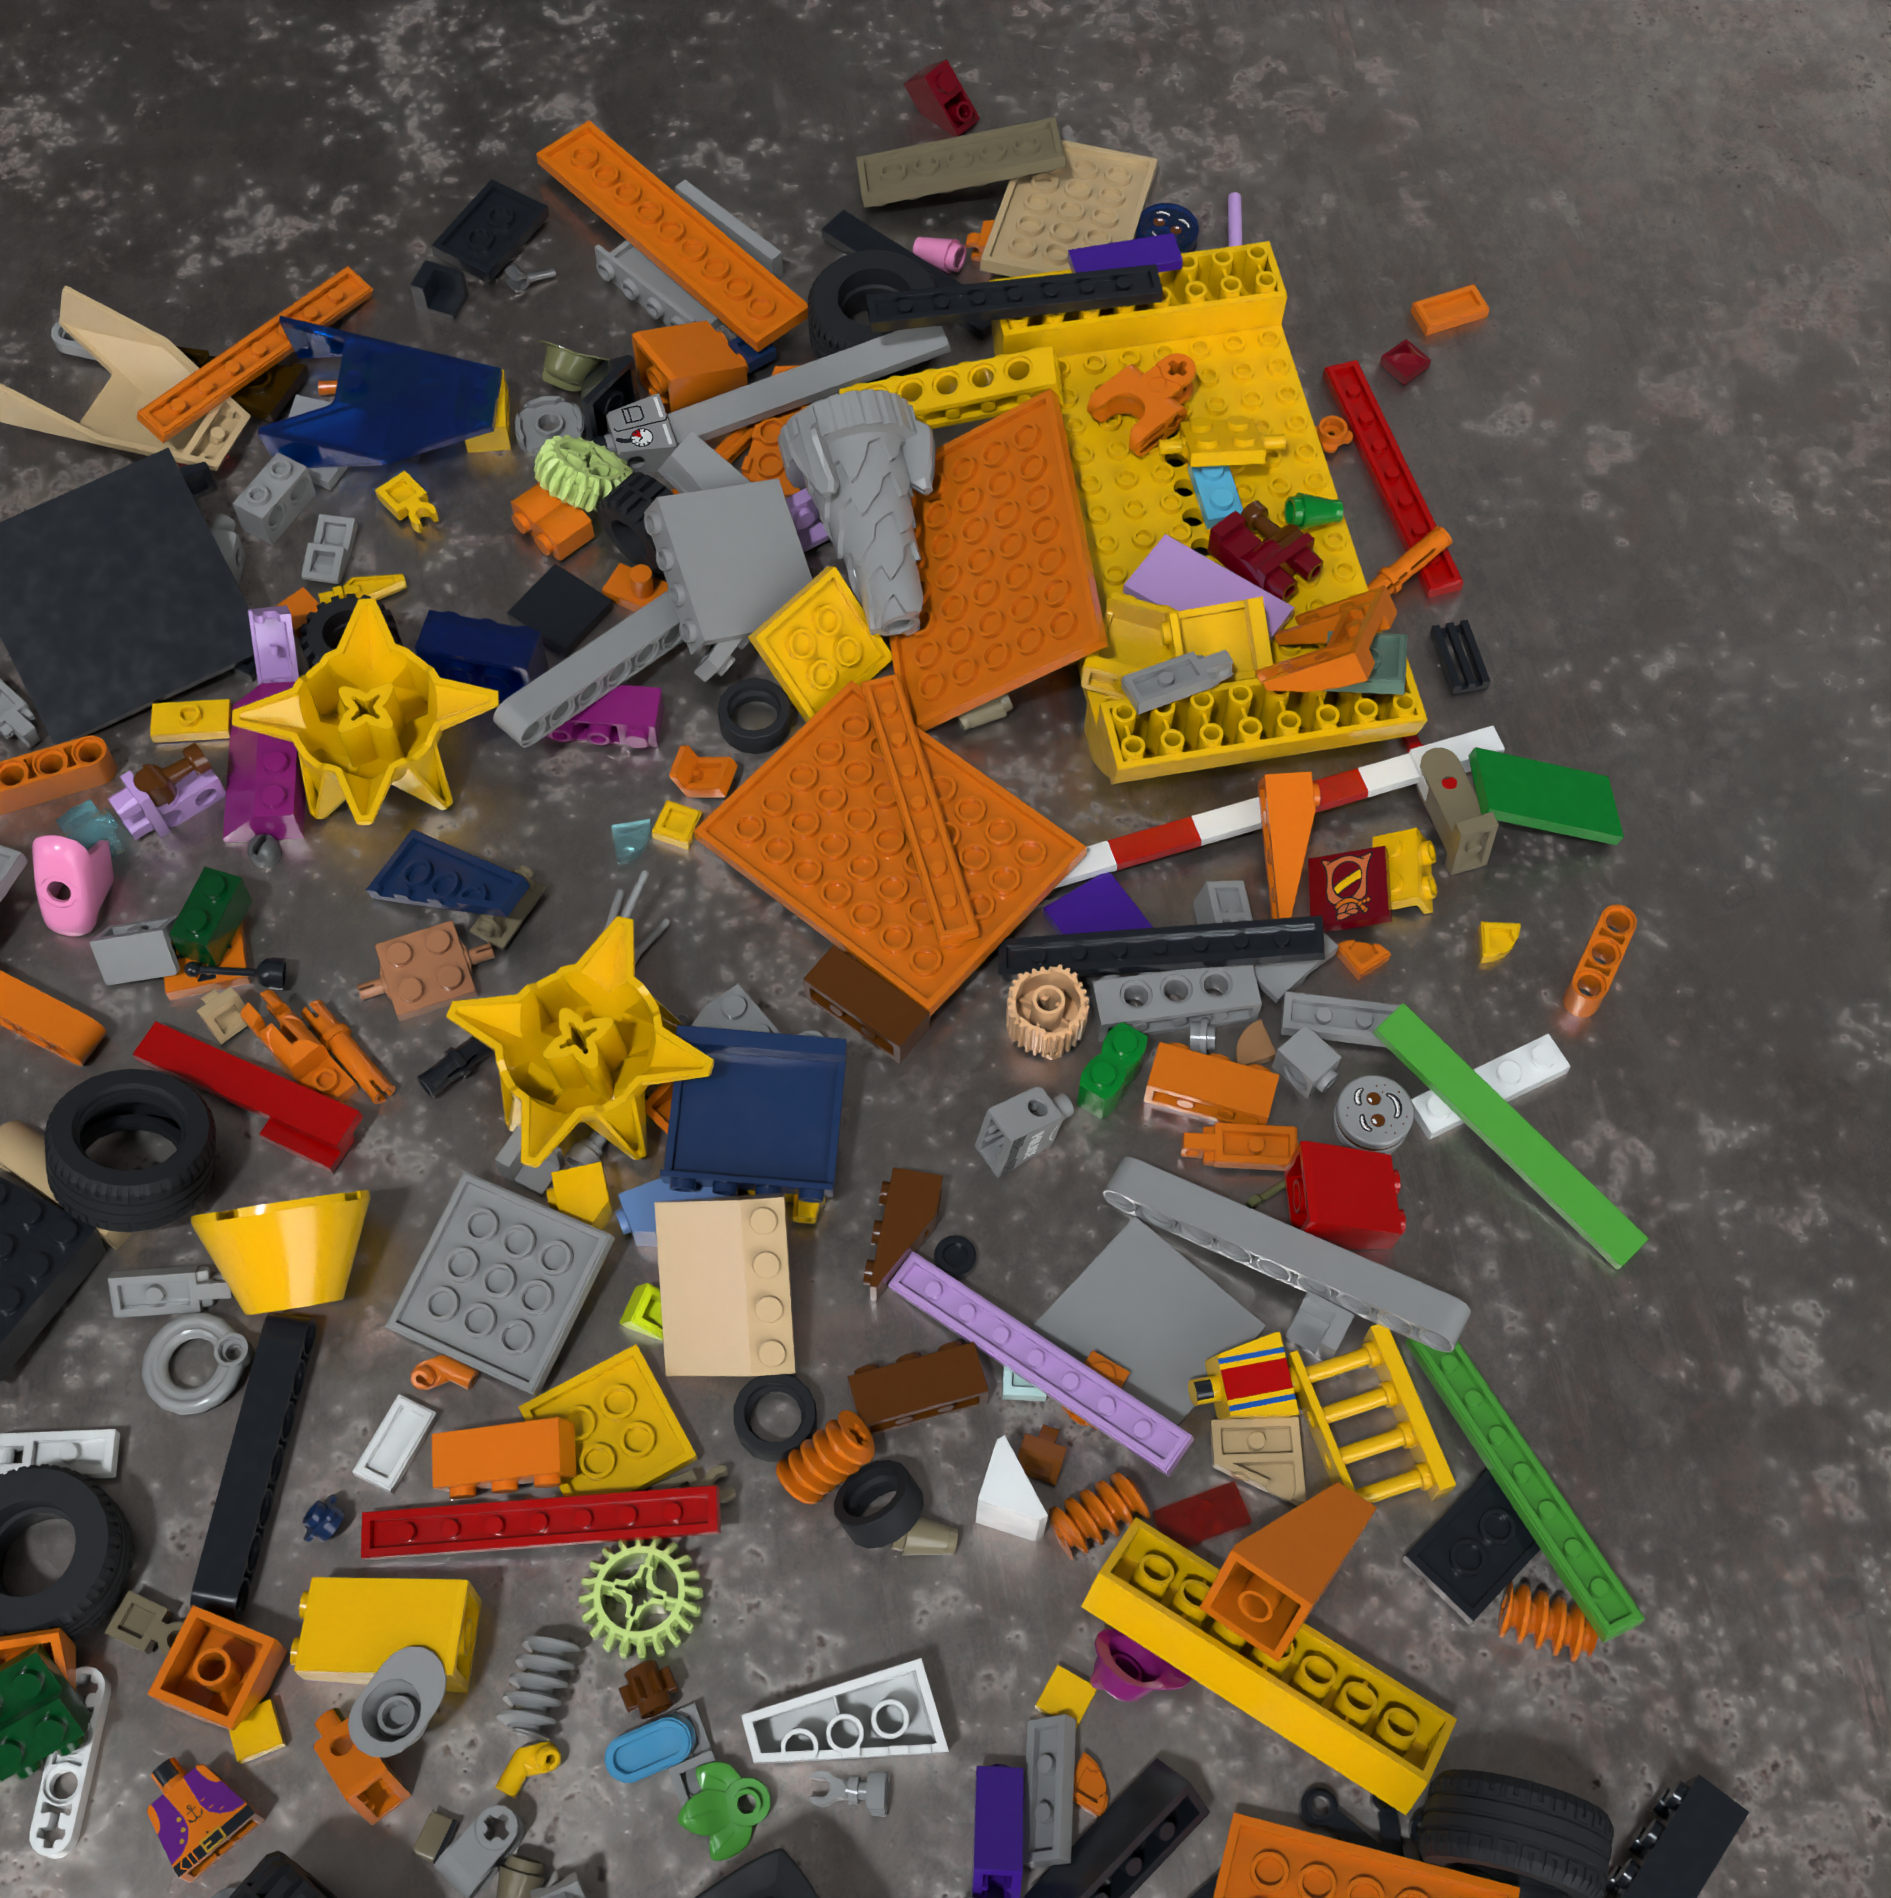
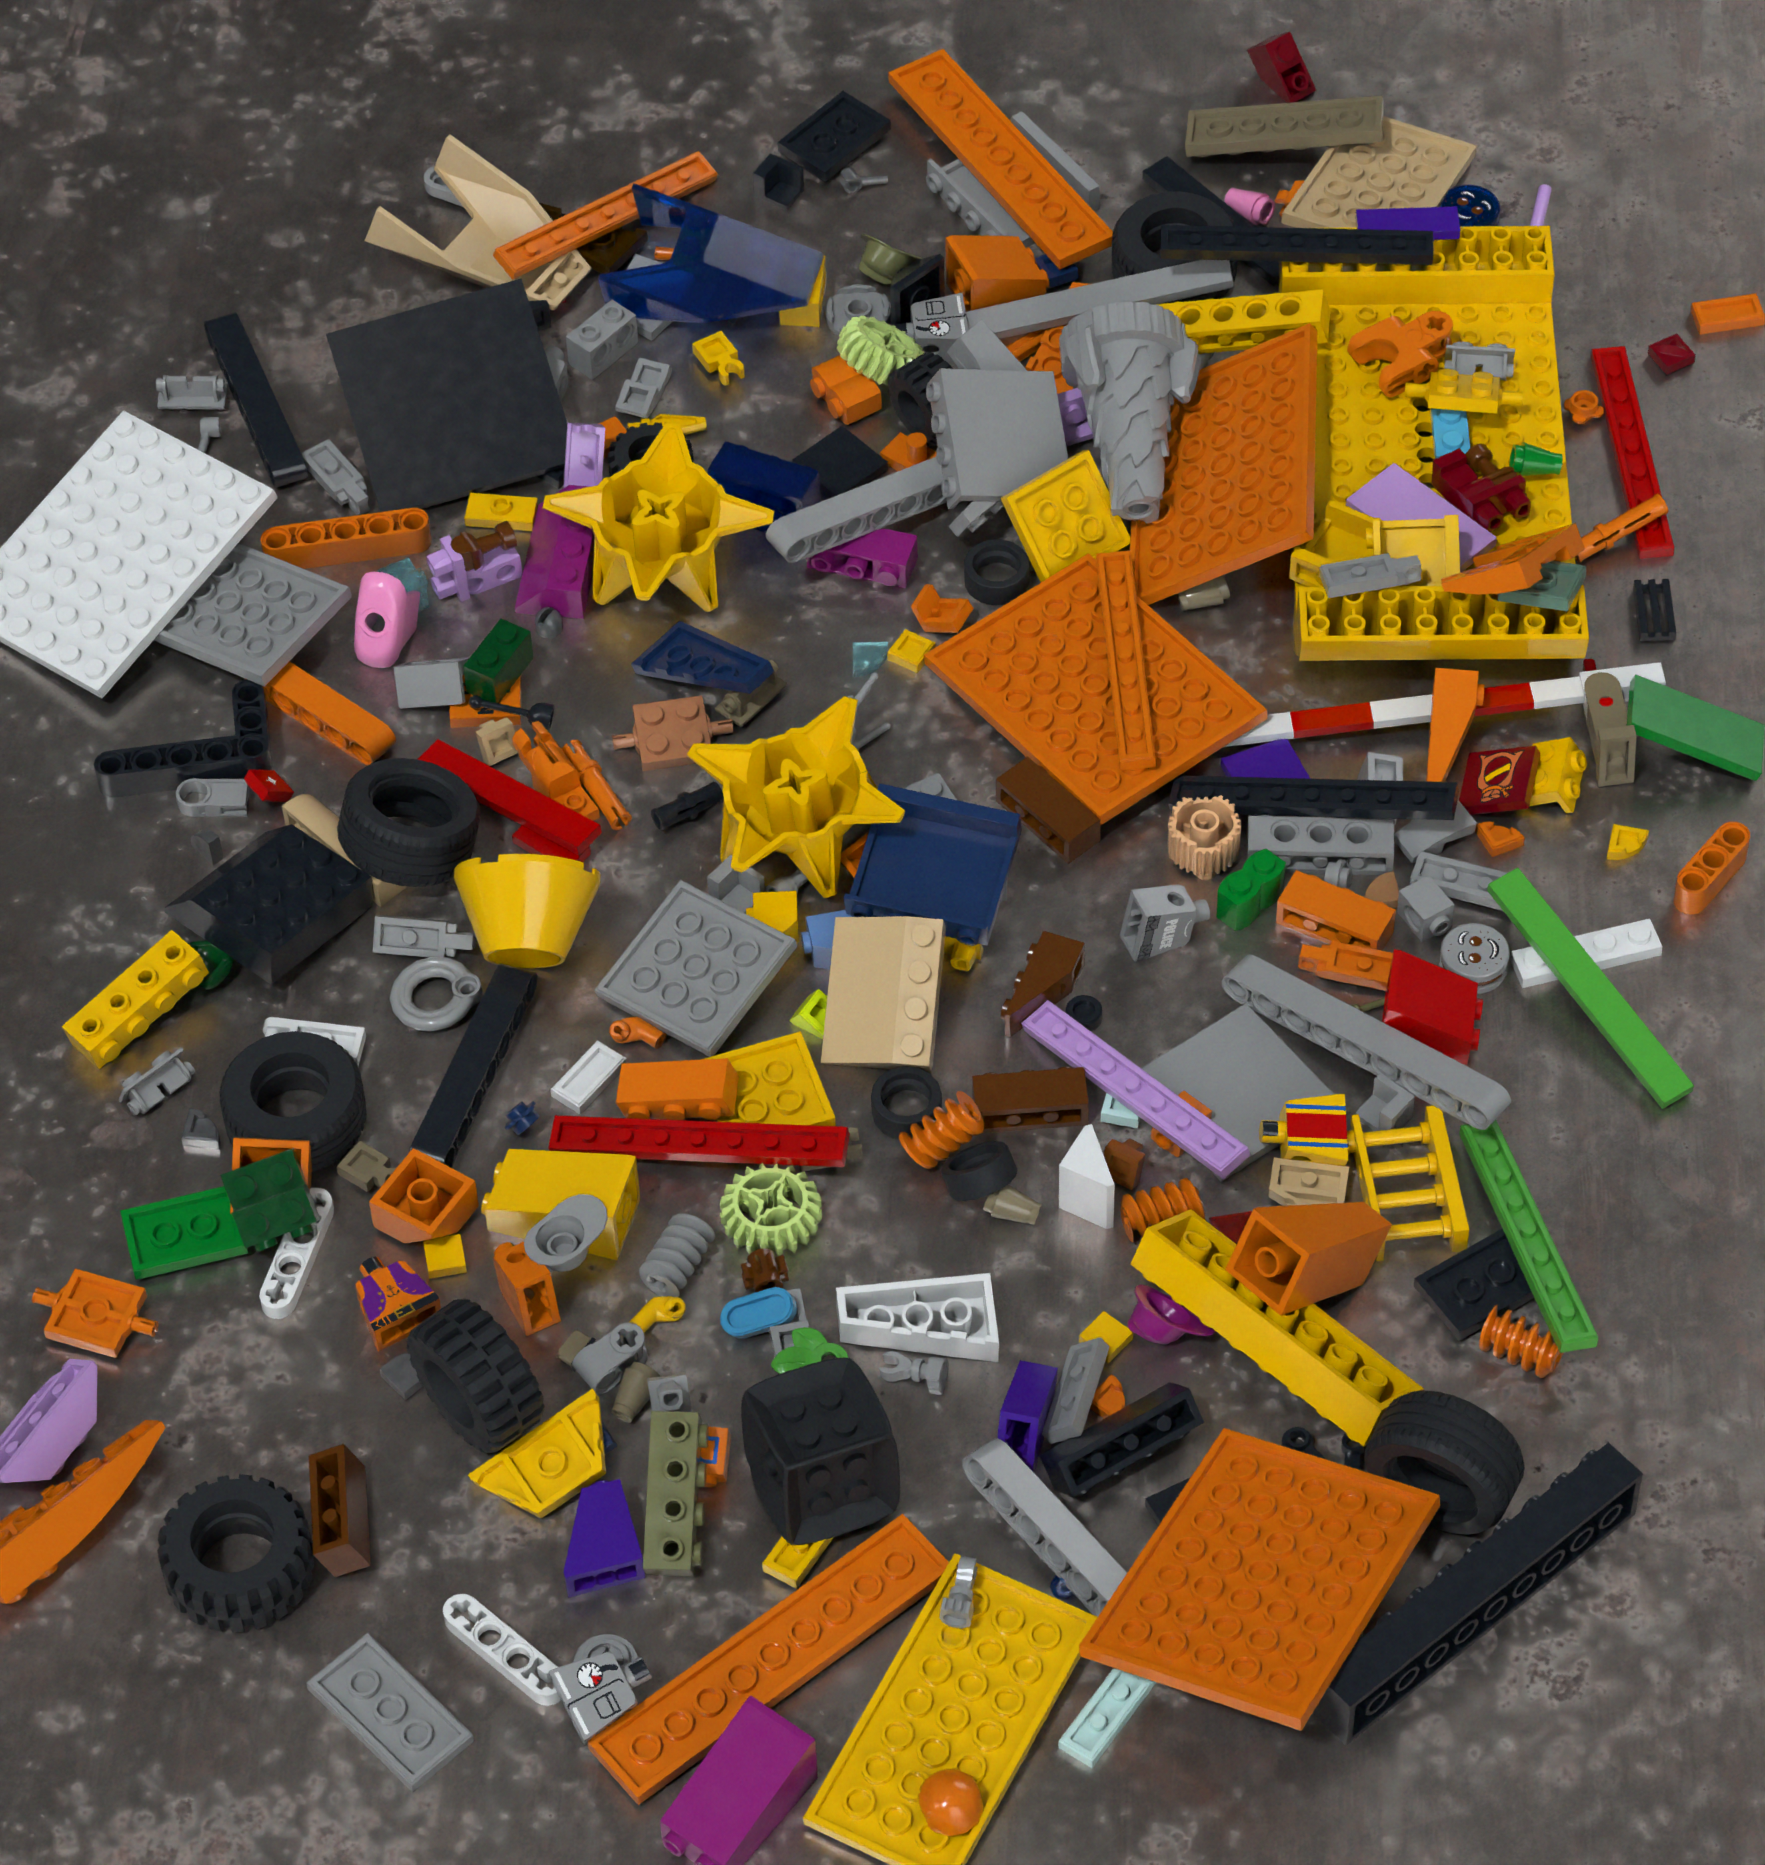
camera: 15 degrees right, 10 degrees down
(1241, 399) = (1493, 359): none -> light grey hinge

